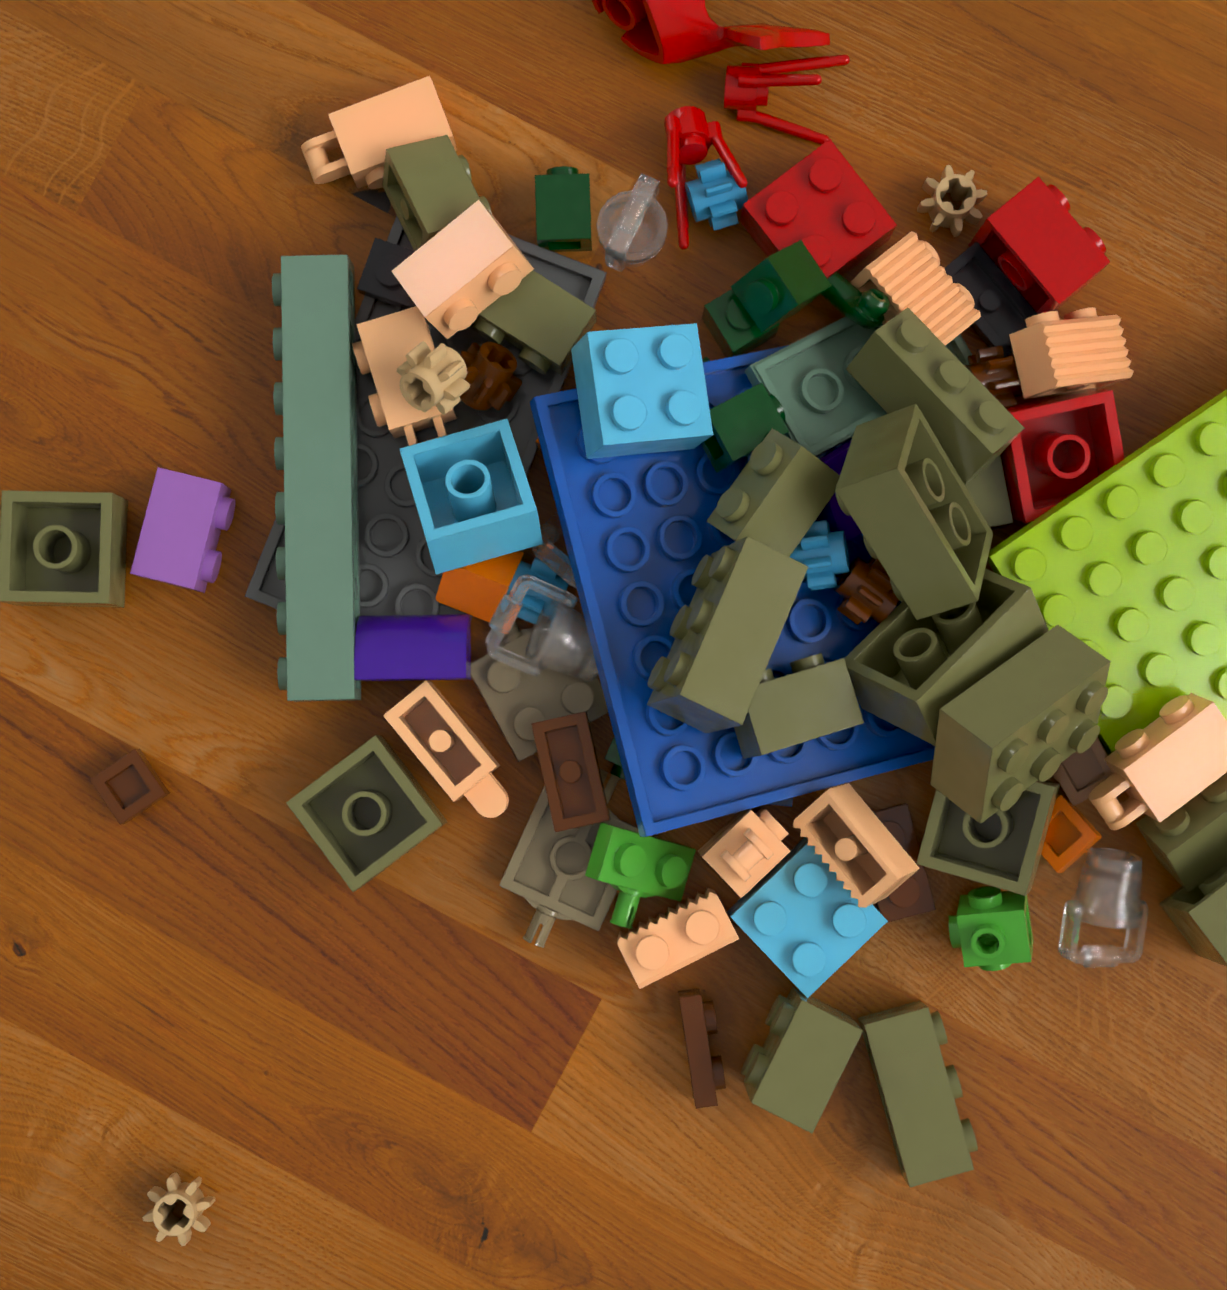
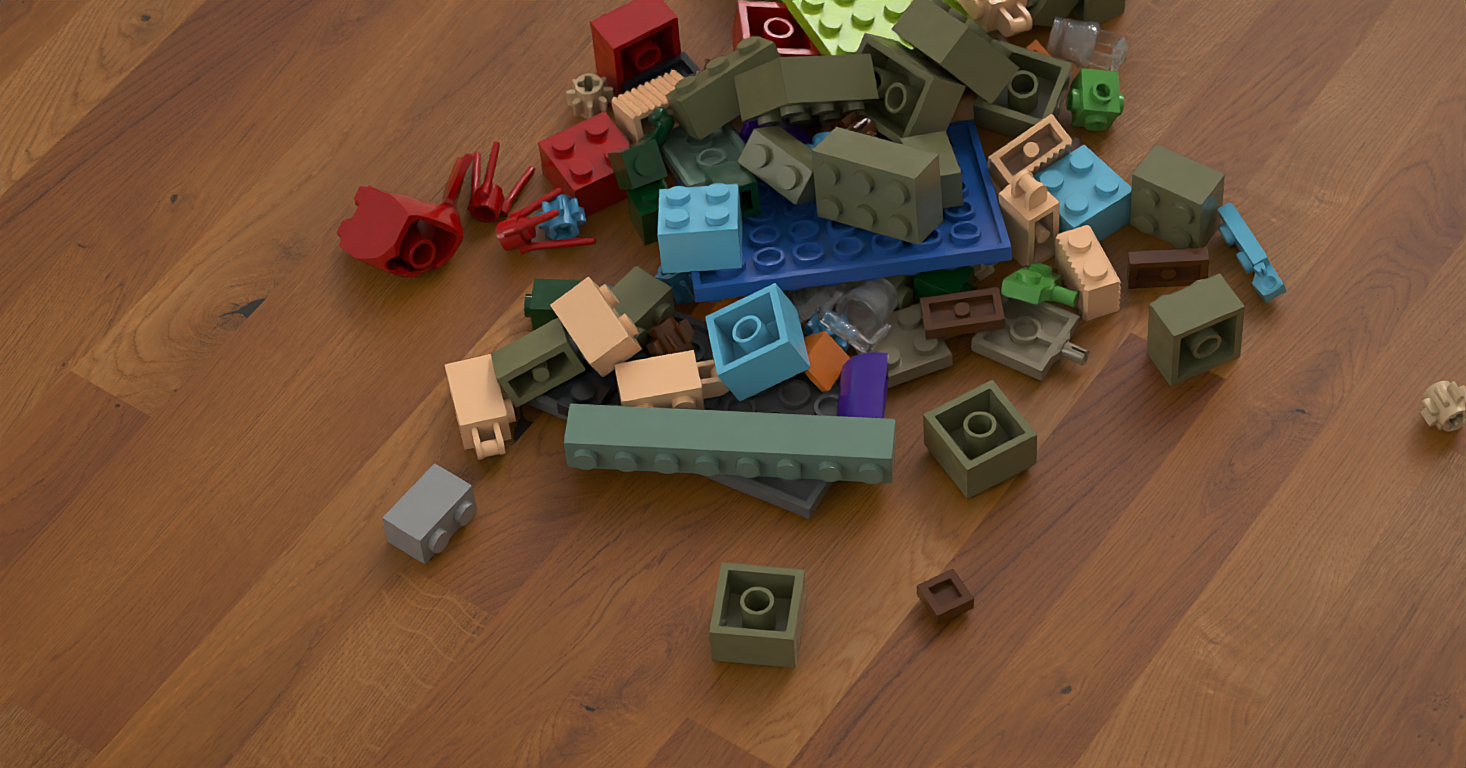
camera: 80 degrees left, 35 degrees down
(162, 1212) = (1271, 582): tan gear -> none
(183, 530) = (752, 541): medium lavender brick -> none
(204, 101) = (430, 514): none -> light grey brick
(433, 378) = (671, 343): tan gear -> none
(449, 749) = (935, 384): light nougat brick -> none
(570, 1095) = (1195, 329): none -> olive brick
(632, 225) = (577, 252): clear piece -> none
(728, 1163) = (1251, 255): none -> medium azure hinge
(918, 1092) = (1228, 146): olive brick -> none
(1069, 353) = (706, 34): light nougat brick -> none

